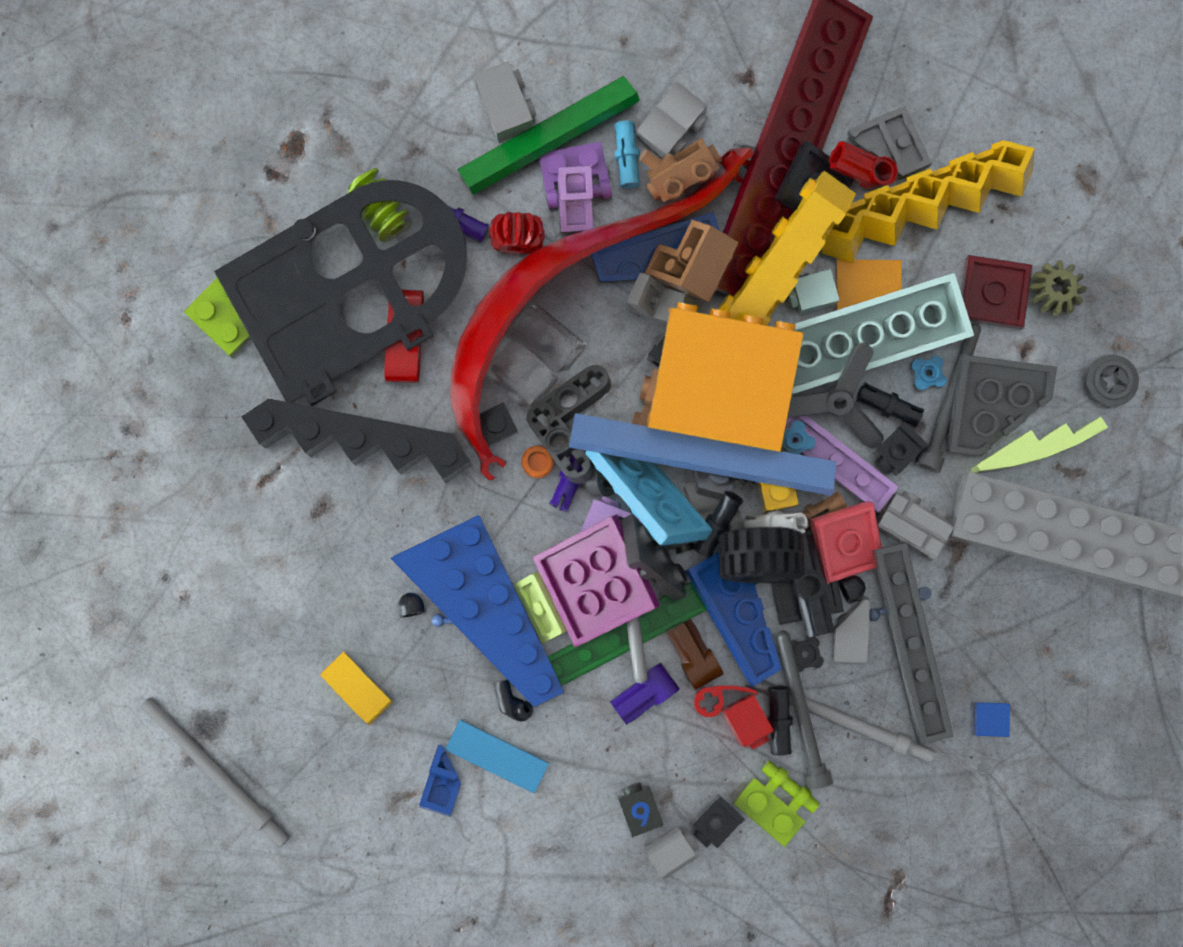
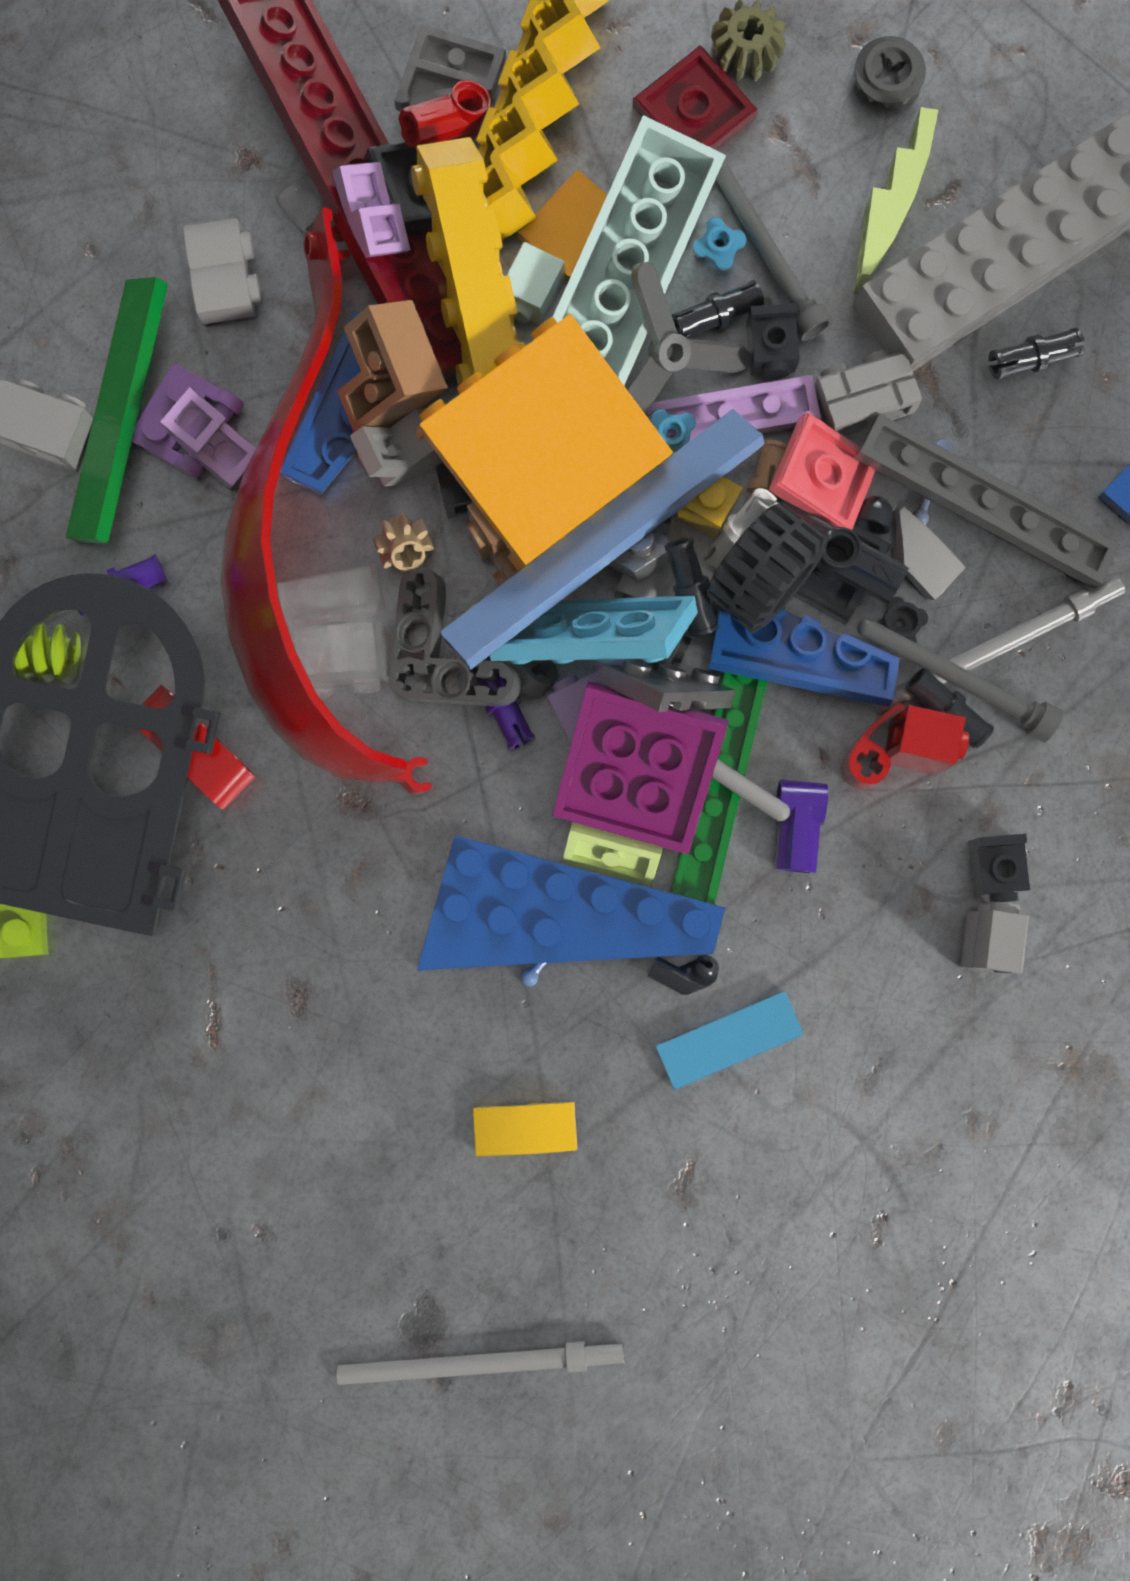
camera: 50 degrees left, 0 degrees up
(357, 436) = (253, 889): black brick -> none
(410, 605) = (487, 992): black hinge -> none
(441, 786) = (709, 1127): blue slope -> none
(497, 424) = (377, 728): black plate -> none
(516, 233) = (190, 531): red gear -> none
(537, 462) = (453, 725): orange tile -> none
(610, 349) = (403, 543): none -> tan gear
(627, 154) = (213, 348): medium azure pin -> none
(640, 809) = (918, 936): pearl dark grey brick -> none
(677, 172) = (280, 307): medium nougat brick -> none
(697, 660) = (814, 739): reddish brown piece -> none
(769, 811) = (1034, 802): lime plate -> none
(771, 173) = (367, 207): none -> lavender slope
(994, 400) = (807, 201): dark grey plate -> none
(1022, 599) = (1036, 353): none -> black pin

